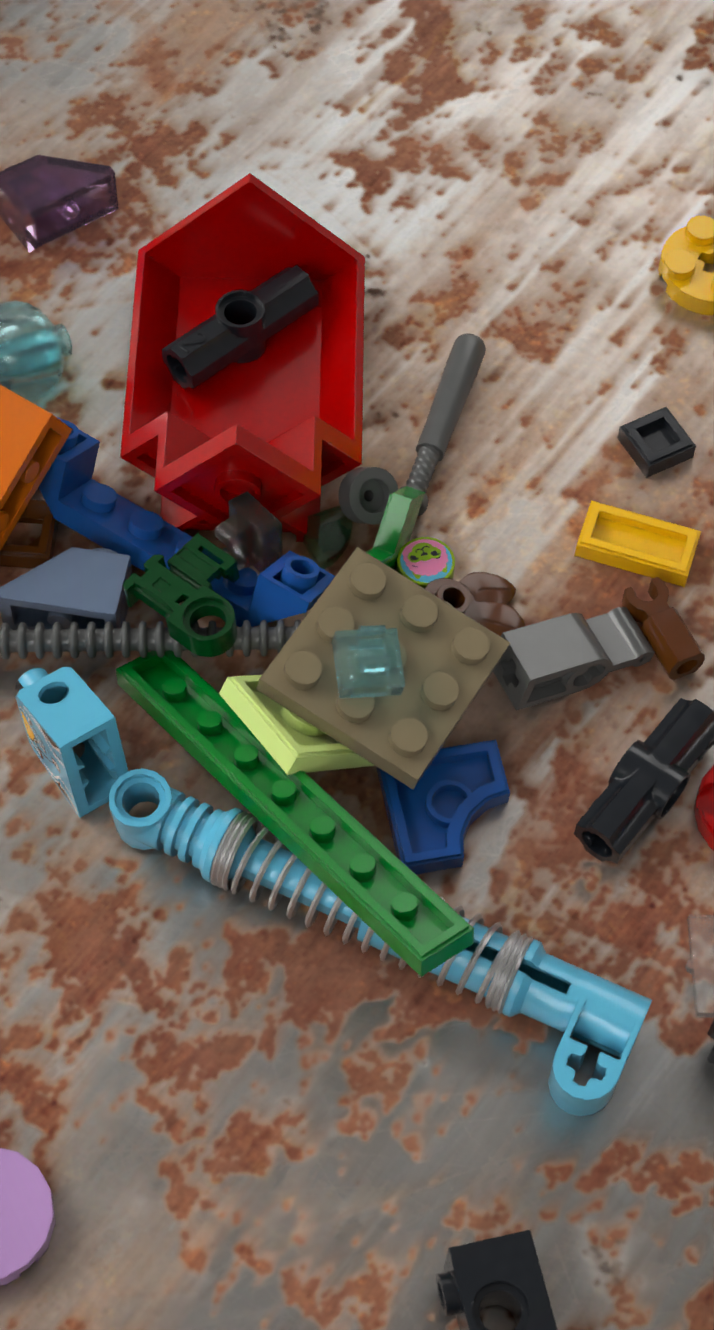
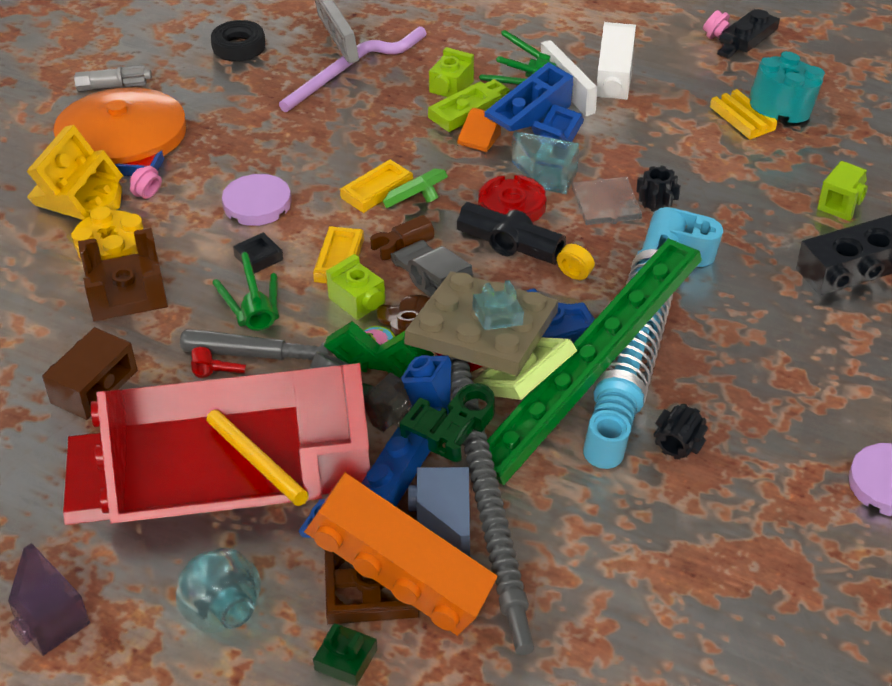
camera: 95 degrees left, 15 degrees down
(60, 714) = (566, 479): medium azure torso -> none
(137, 916) = (680, 431): none -> black gear
(205, 392) = (258, 458): none -> yellow bar
(240, 327) = (190, 448): black piece -> none
(414, 238) = (90, 366): none -> reddish brown brick
(422, 361) = (204, 365): none -> red hand
(517, 422) = (256, 309): none -> green plant
(541, 547) = (355, 287): none -> lime brick
(558, 860) = (575, 261): none -> yellow tile
(606, 280) = (123, 283): none -> reddish brown panel

